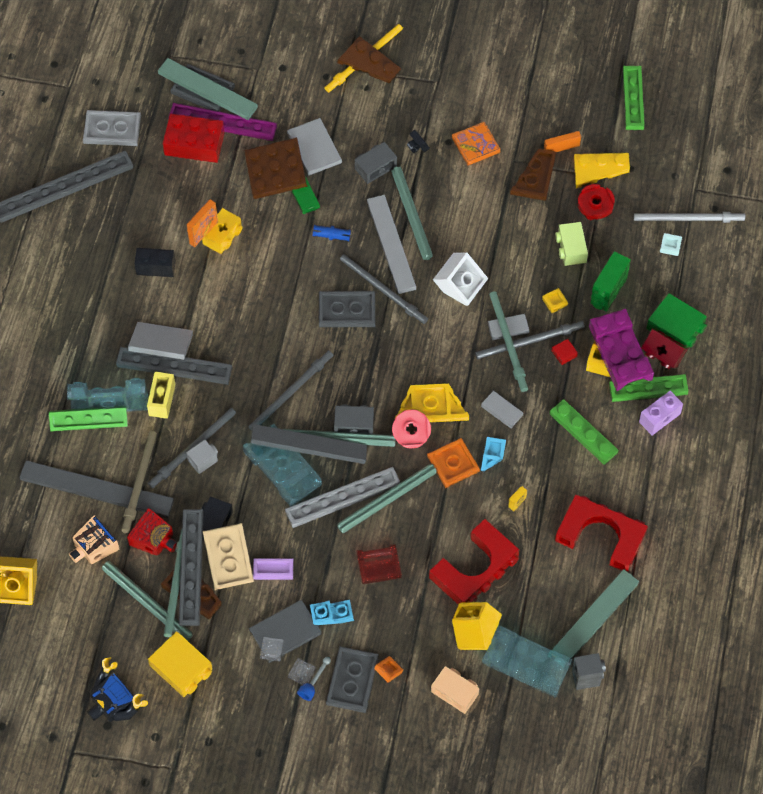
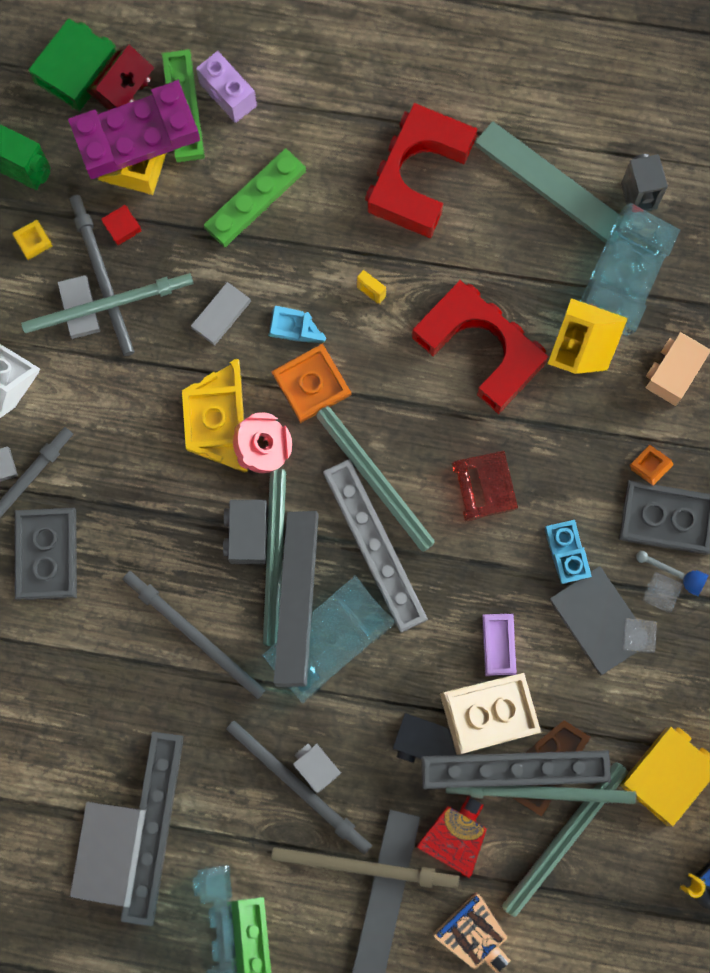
camera: 90 degrees left, 15 degrees up
(161, 395) = (211, 843): light yellow brick -> none

